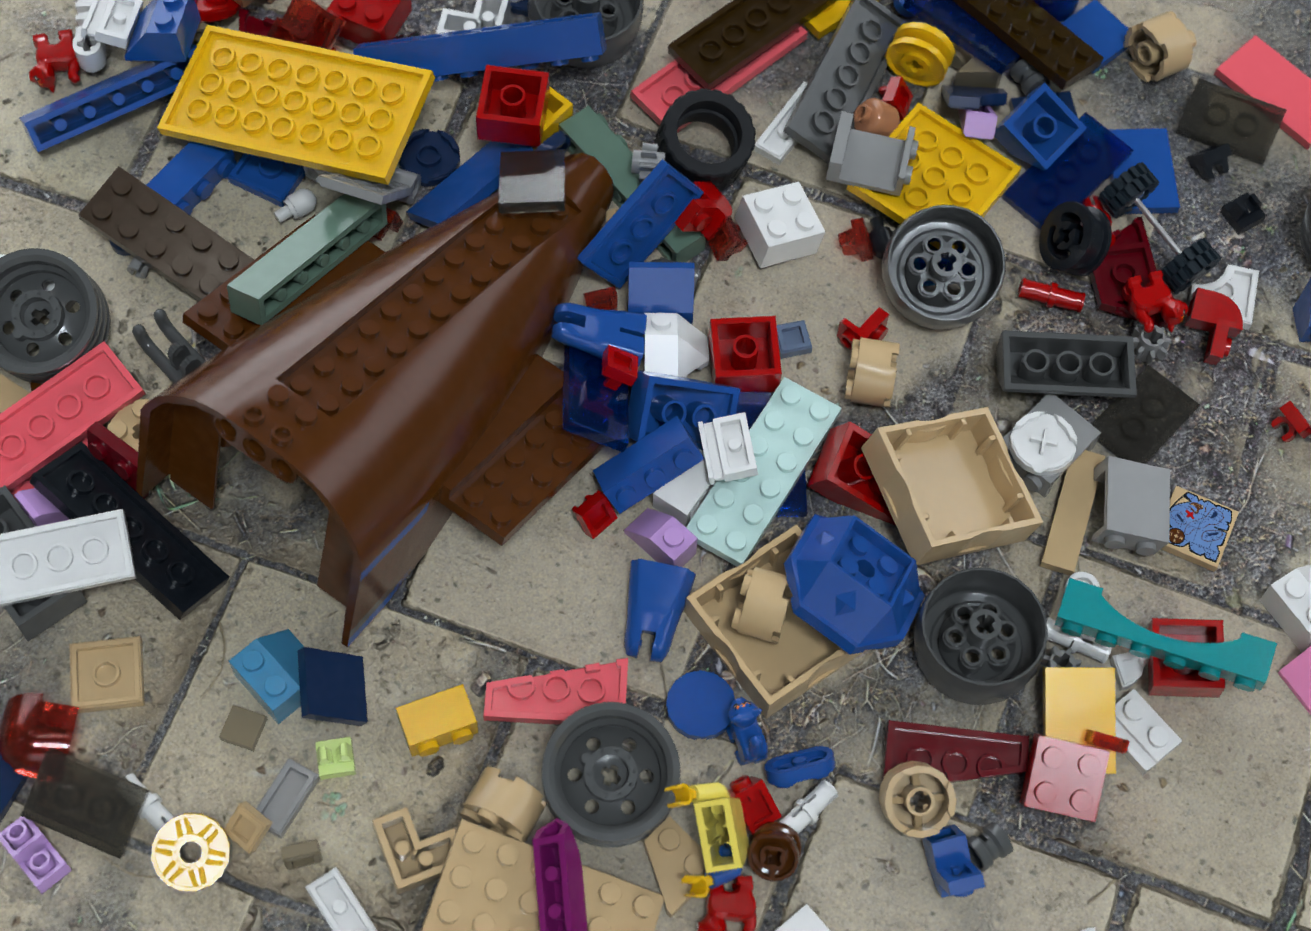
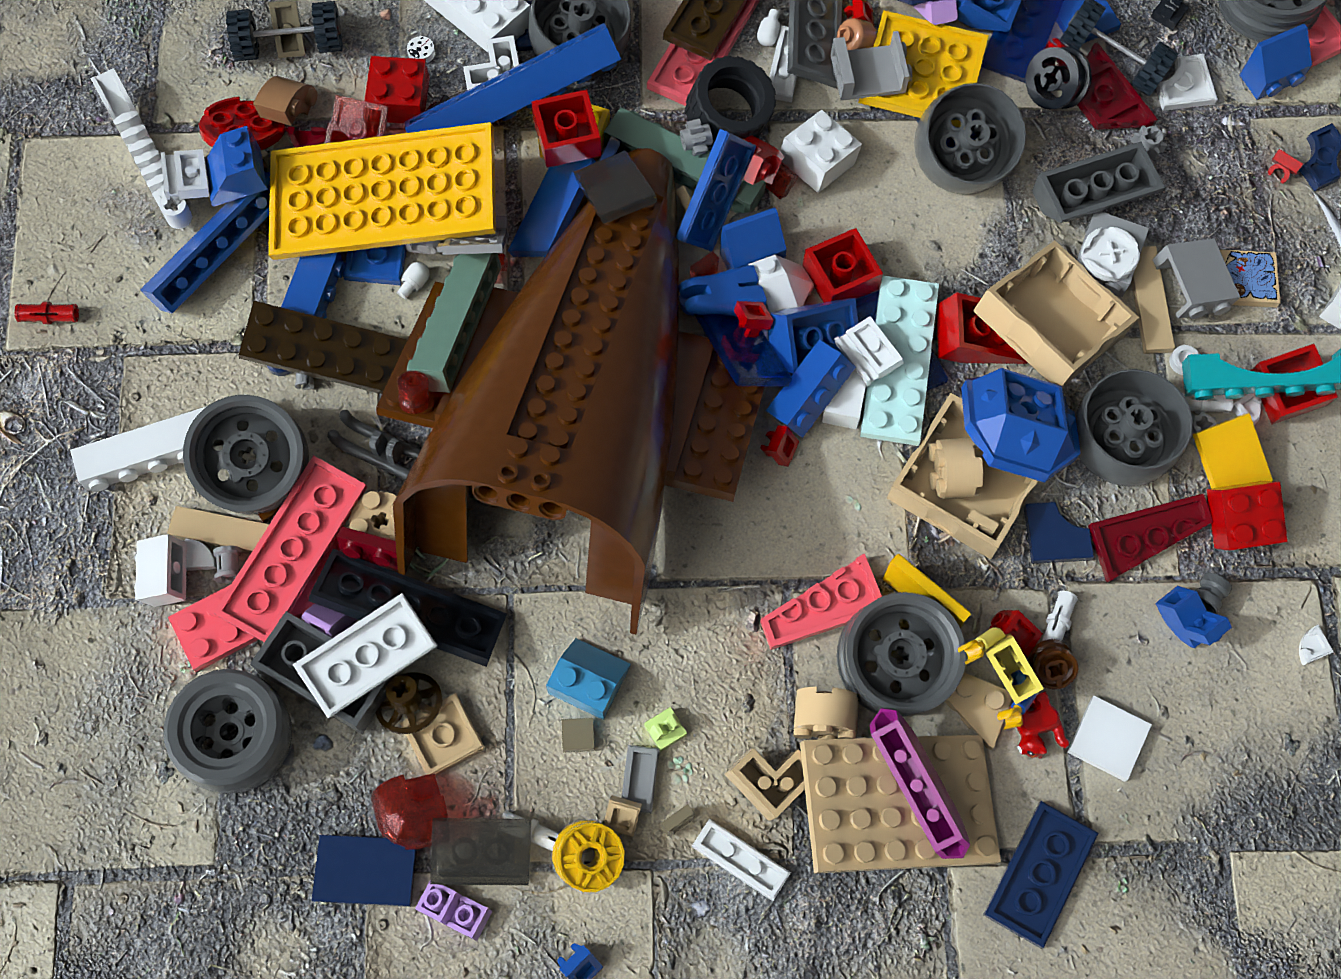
camera: 20 degrees left, 5 degrees up
(54, 58) = (145, 226): red animal -> none
(86, 620) = (407, 698): none -> dark brown wheel
(223, 311) = (413, 392): none -> clear red wheel
(332, 686) = (638, 672): dark blue tile -> none
(430, 155) = (512, 196): dark blue tile -> none
(437, 721) = (736, 666): yellow brick -> none
(655, 605) = (865, 502): blue piece -> none
(662, 708) = (907, 578): none -> yellow tile
(663, 537) = (844, 444): lavender slope -> none
(699, 705) = (941, 563): blue tile -> none
(746, 732) = (987, 577): blue animal -> none
(769, 676) = (986, 524): none -> tan tile
(789, 80) = (769, 29): none -> white cylinder
(793, 339) = (874, 239): sand blue tile -> none
(800, 766) = (1038, 587): blue plate -> none
(844, 722) = (1053, 538): none -> dark blue tile
(856, 240) = (885, 142): clear red tile -> none
(872, 328) = (922, 222): red bracket -> none
(874, 372) = (950, 245): tan brick -> none
(879, 236) = (902, 133): black cylinder -> none
(932, 811) = (1144, 577): tan brick -> none
(1051, 295) = (1055, 131): red pin -> none
(1106, 741) = (1267, 474): clear red tile -> none
(1144, 424) = (1174, 210): clear smoke tile -> none
(1147, 732) = (1285, 457): white plate -> none
(1151, 300) = (1139, 104): red animal -> none
(1218, 316) = (1196, 103): red brick -> none

